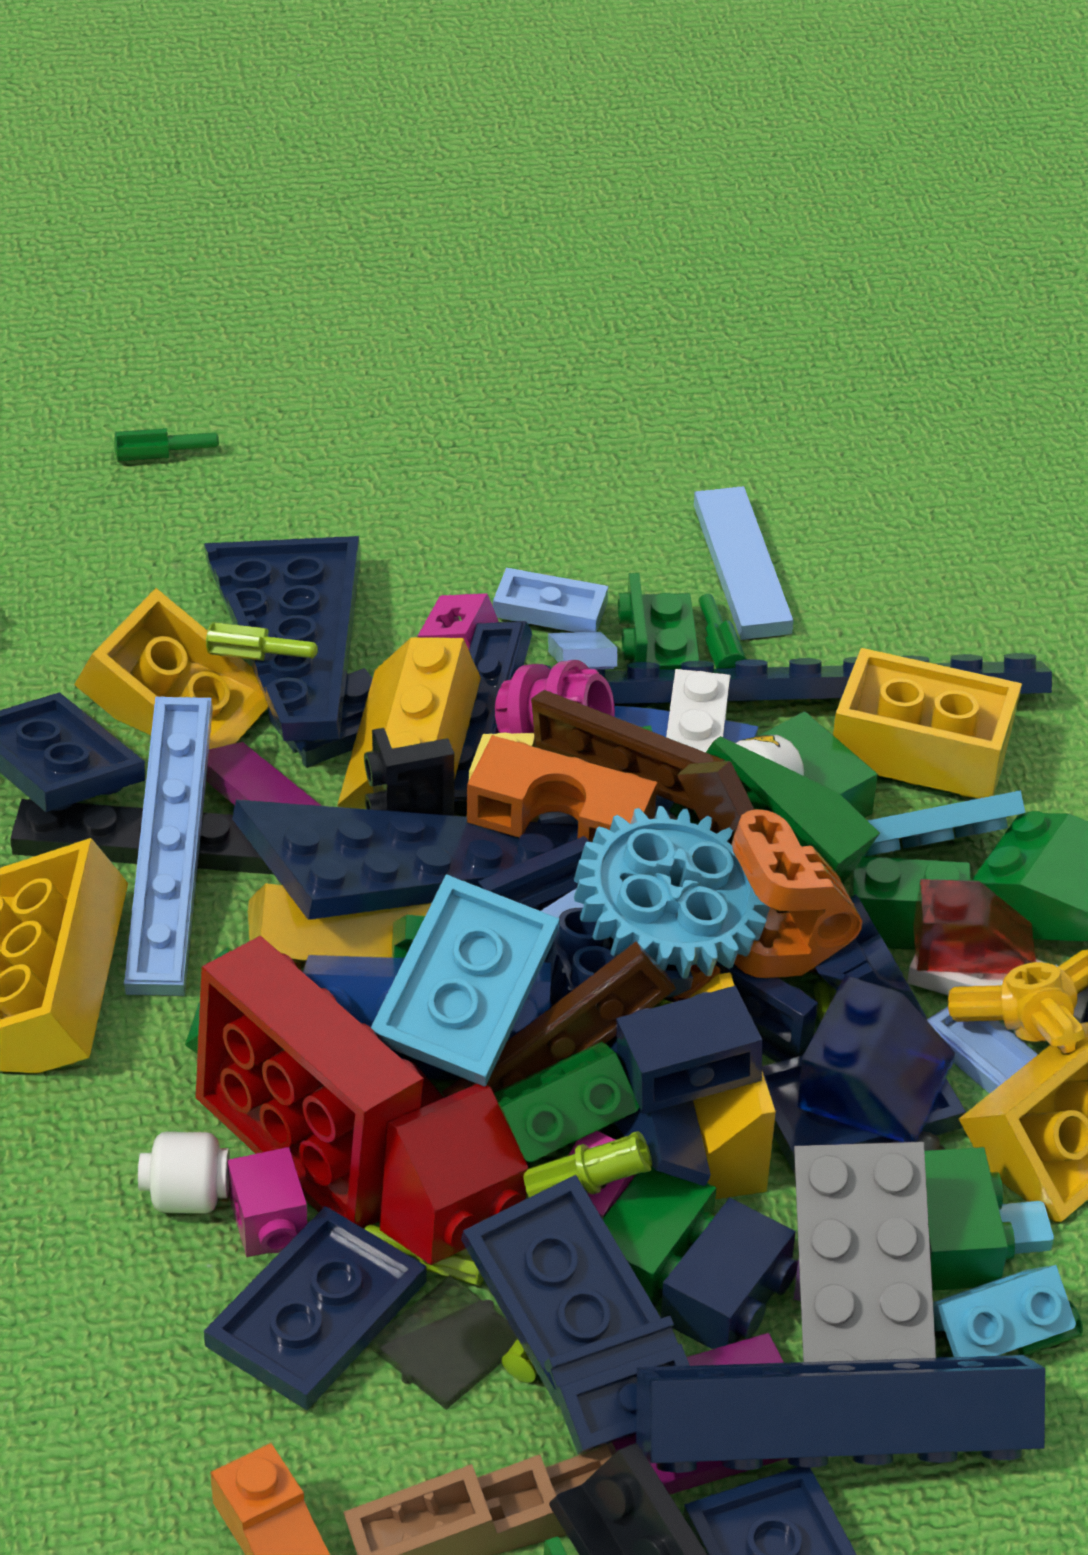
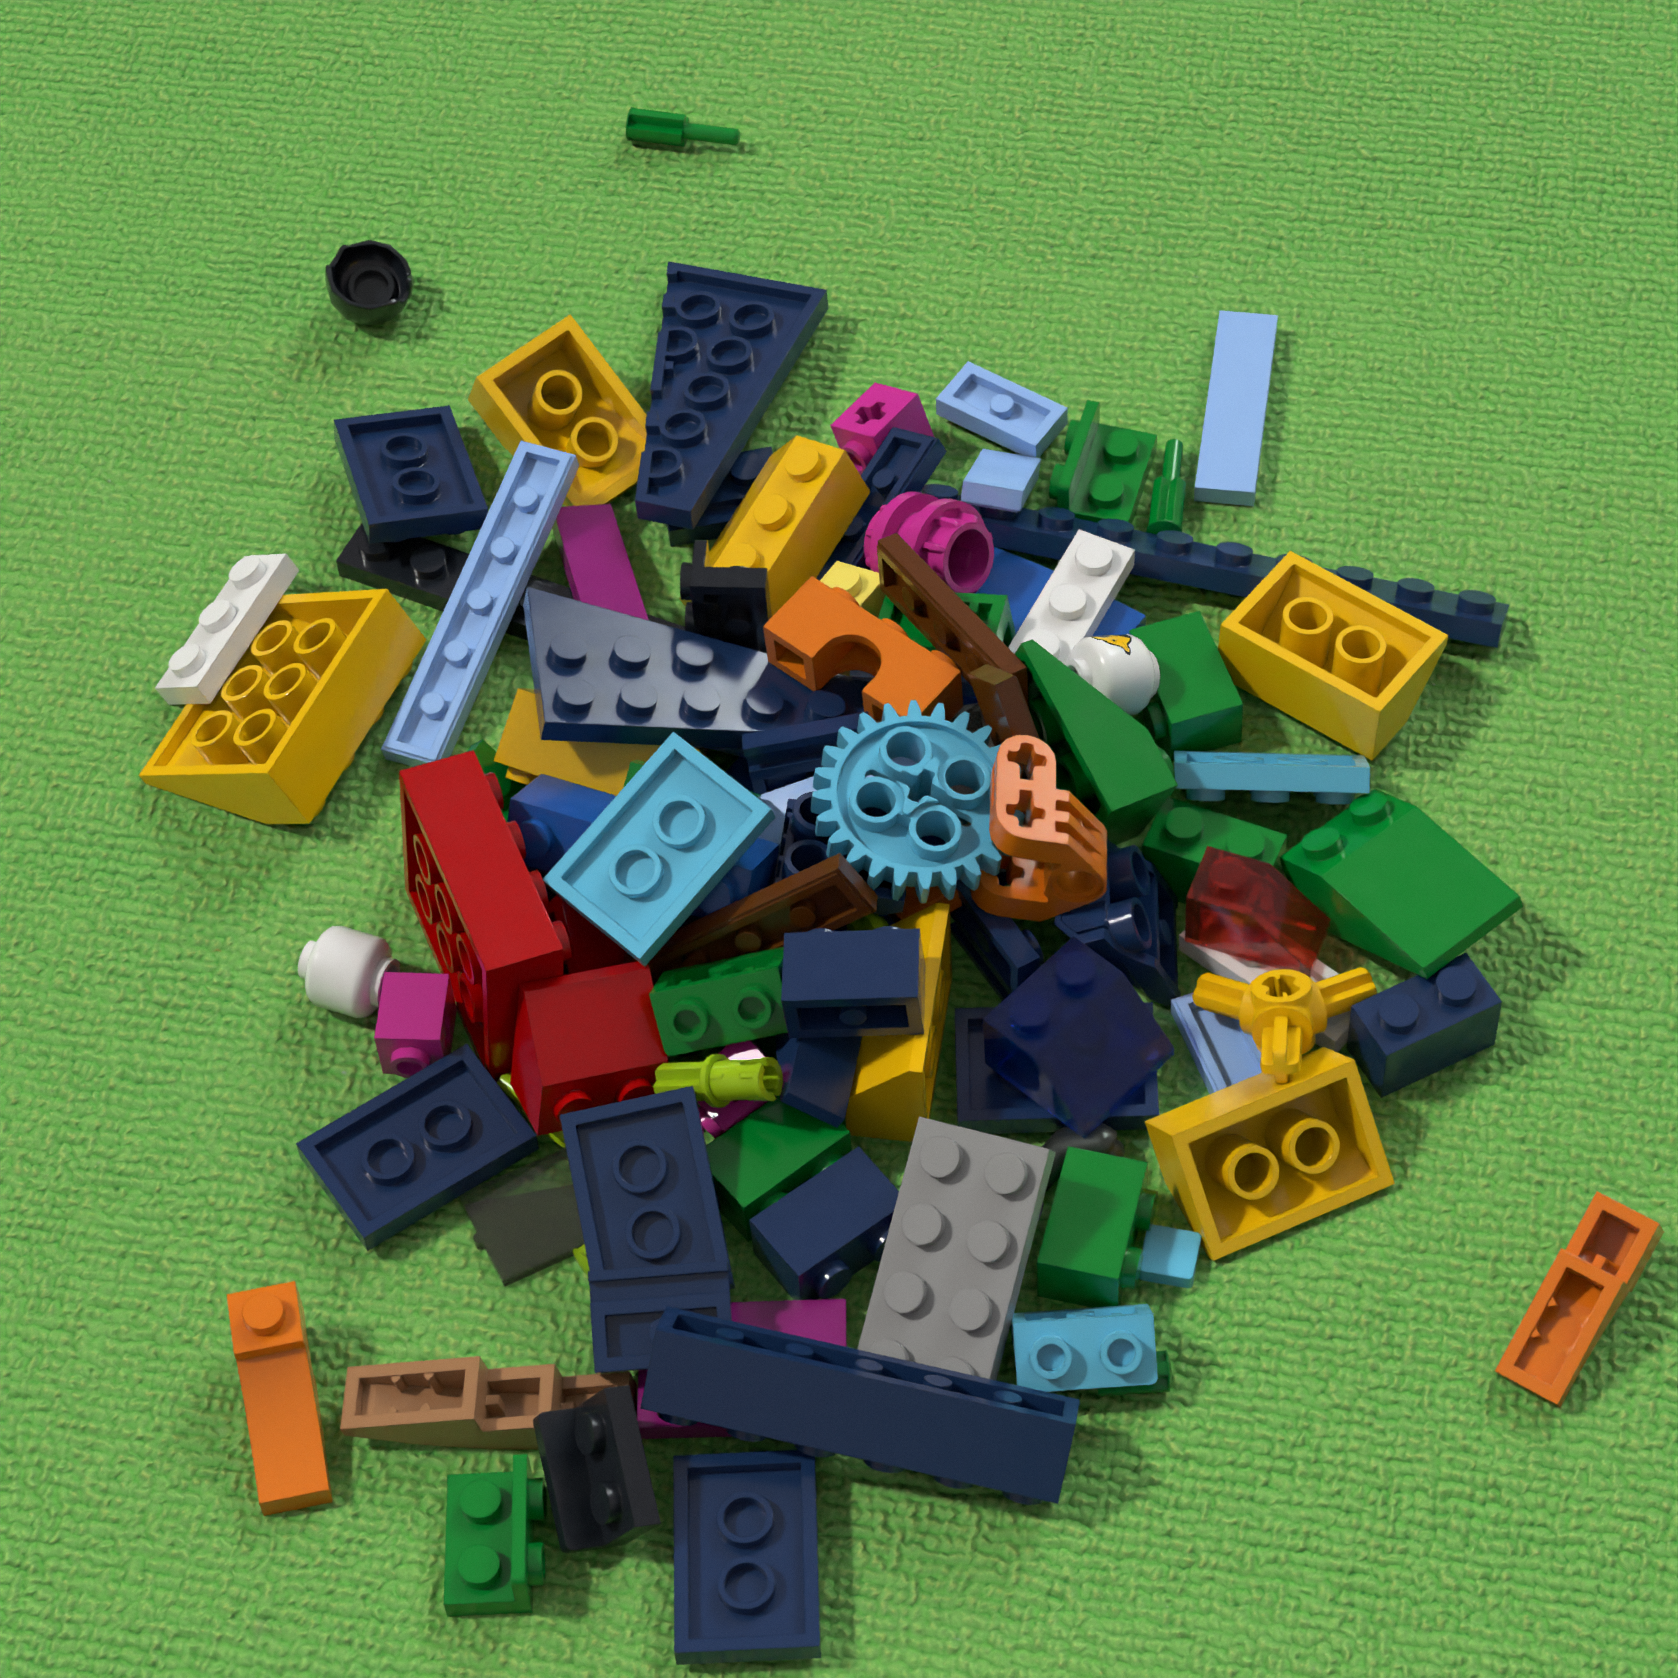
camera: 25 degrees right, 10 degrees up
(253, 643) = (647, 398): lime axle -> none

